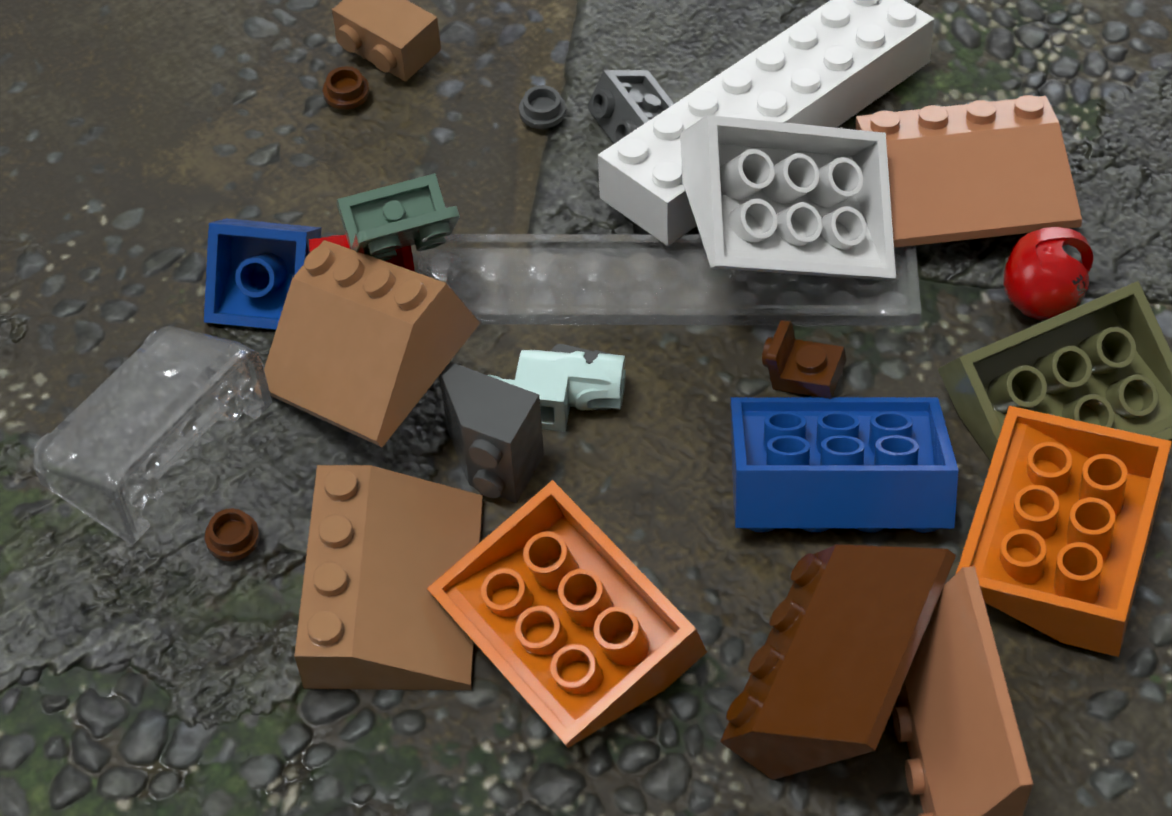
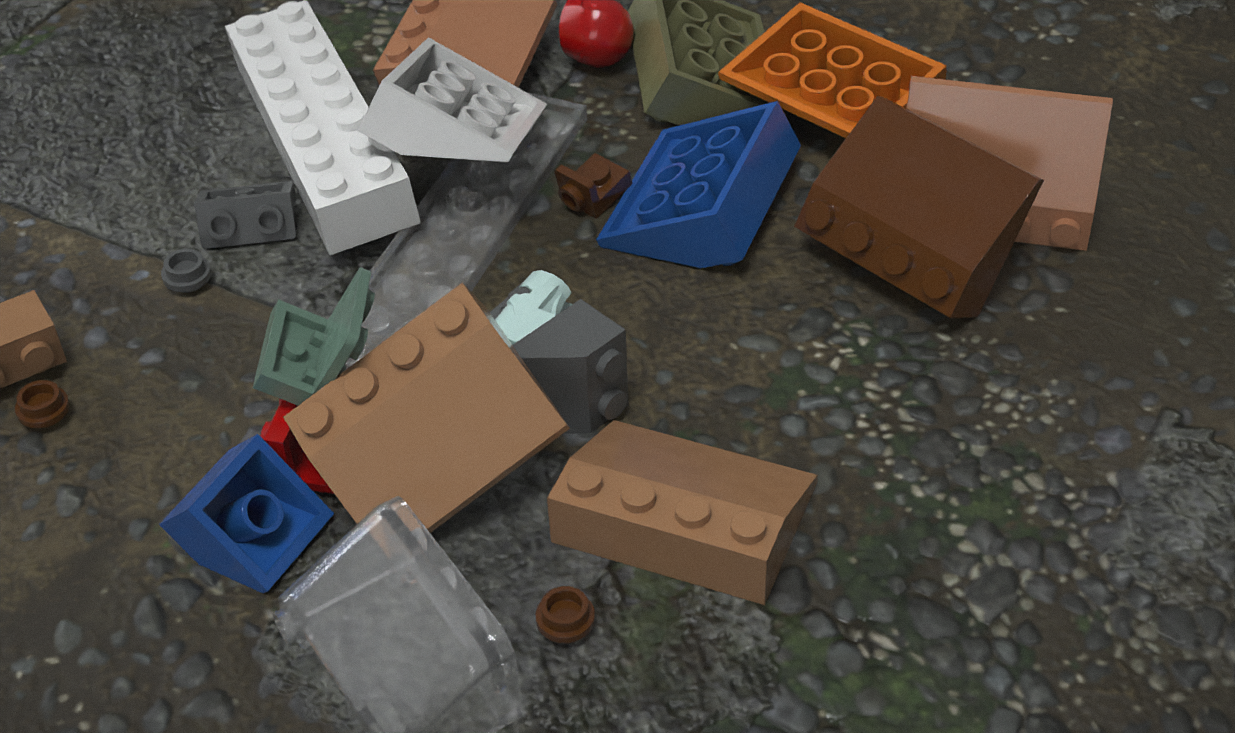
camera: 70 degrees left, 10 degrees down
(567, 617) = (787, 371): orange slope -> none

